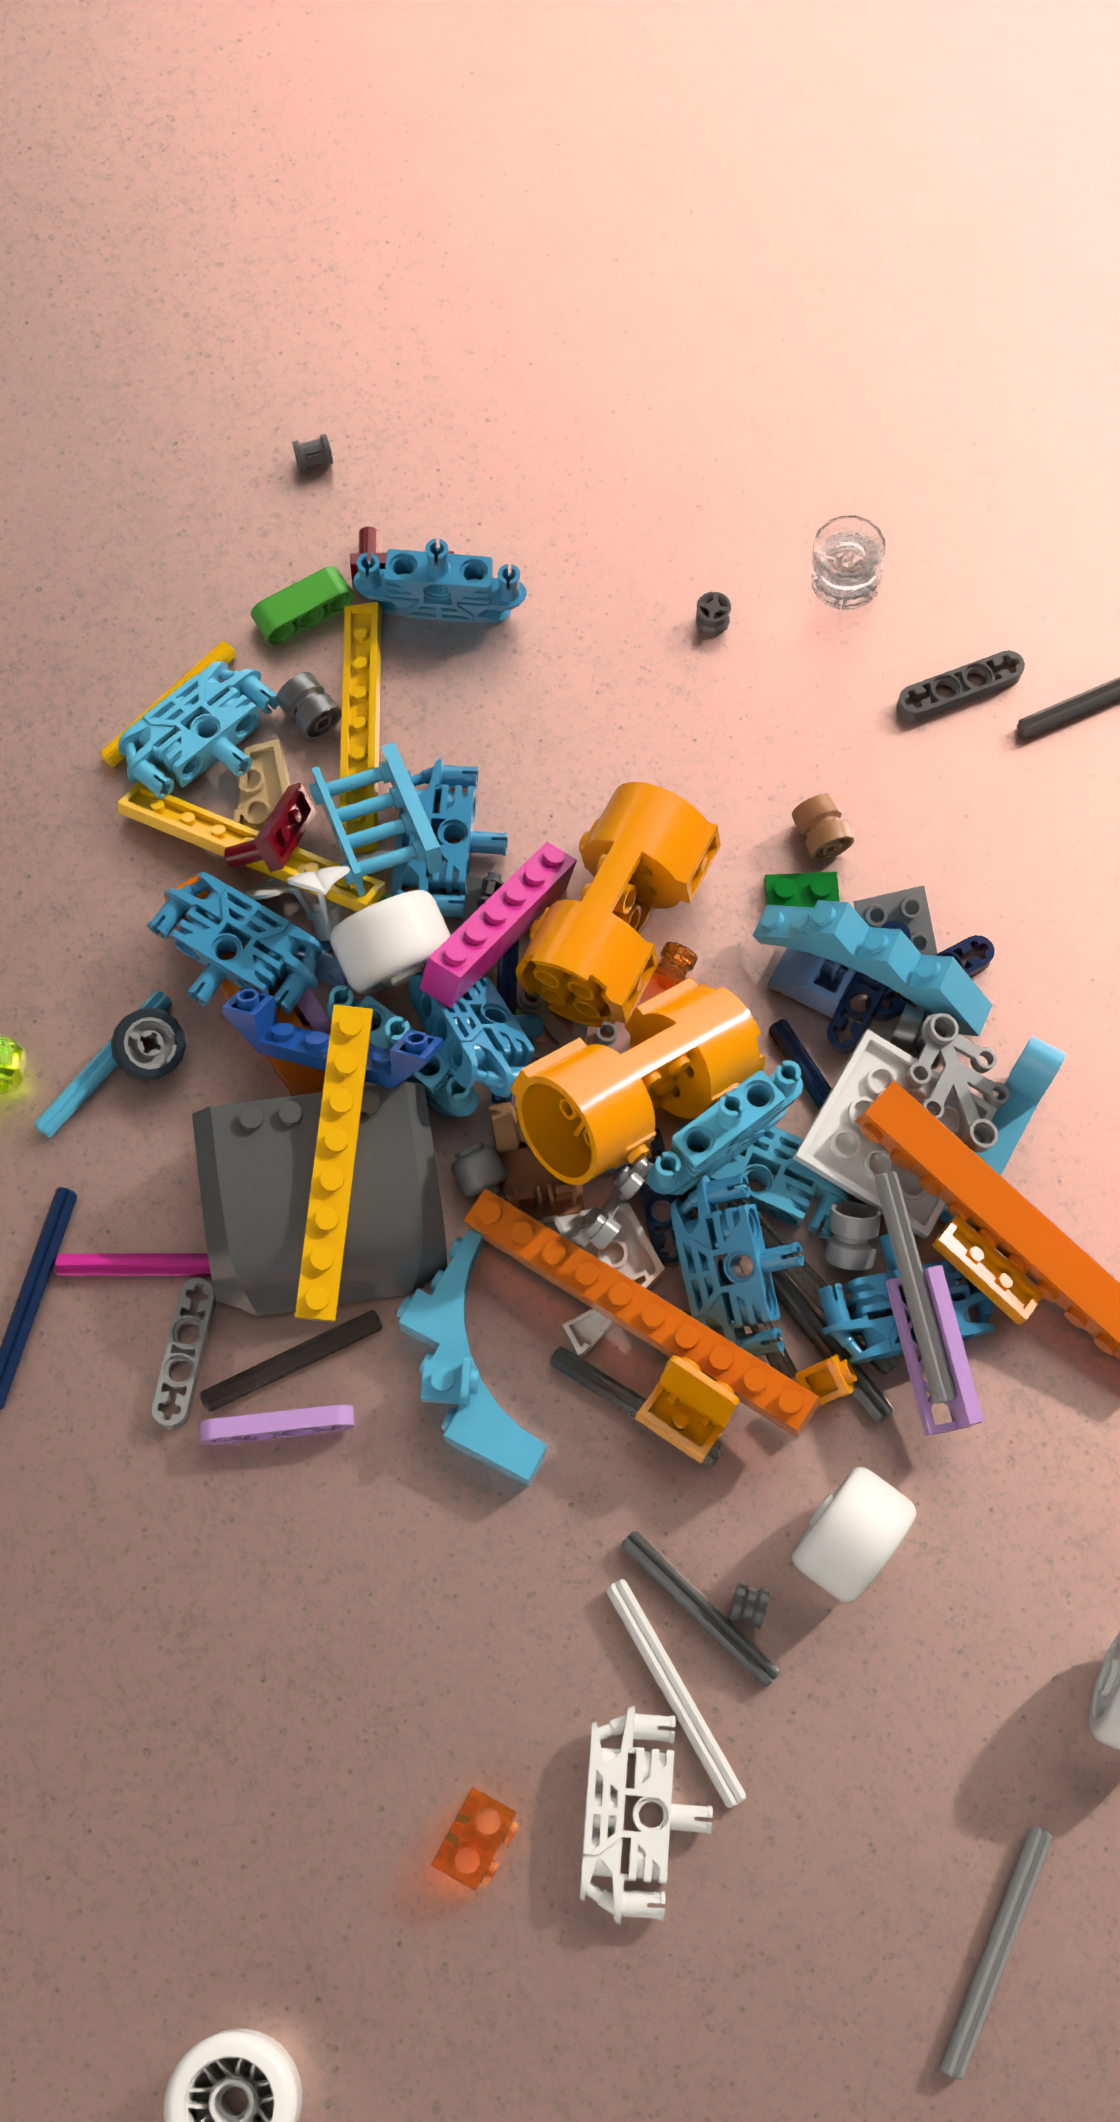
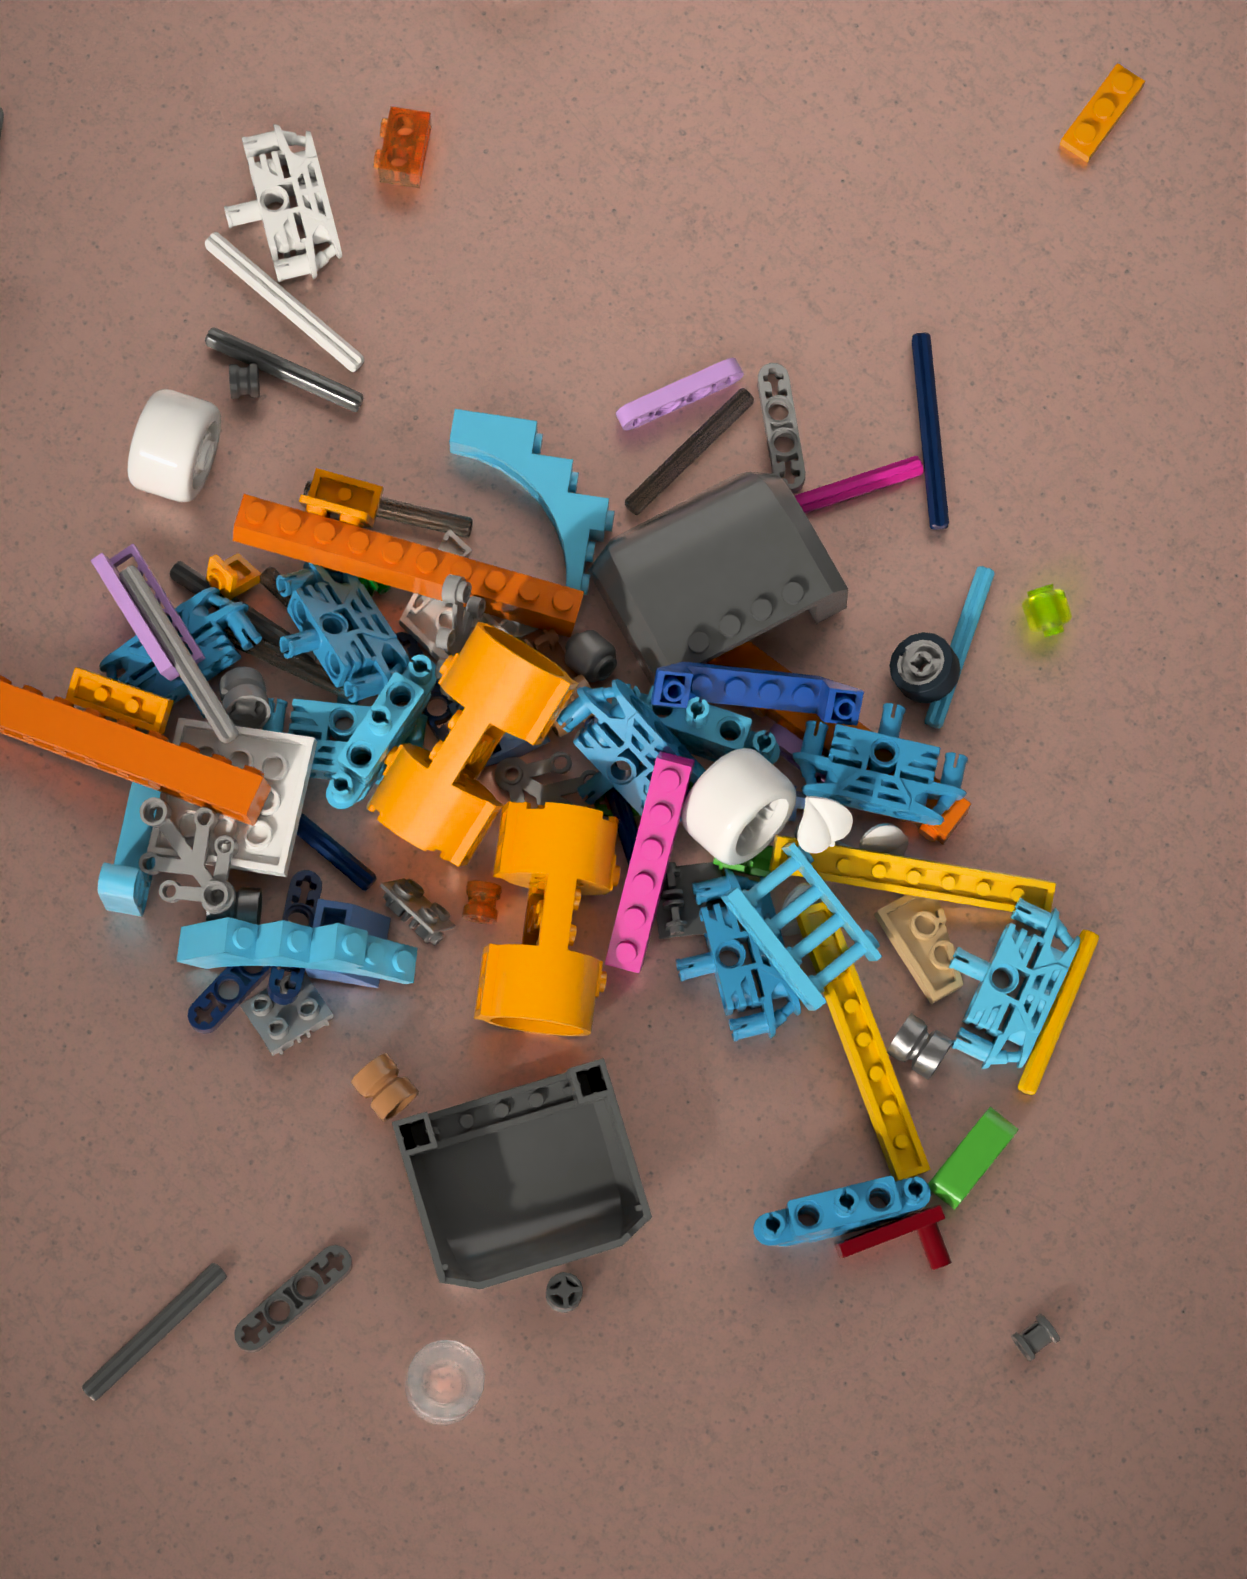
camera: 160 degrees right, 5 degrees up
(279, 833) = (883, 886): dark red piece -> none
(334, 1164) = (707, 581): yellow plate -> none
(449, 1381) = (547, 459): medium azure bracket -> none
(724, 699) = (524, 1178): none -> dark grey slope
(740, 971) = (408, 896): none -> light grey hinge
(800, 889) = (379, 1016): green wing -> none

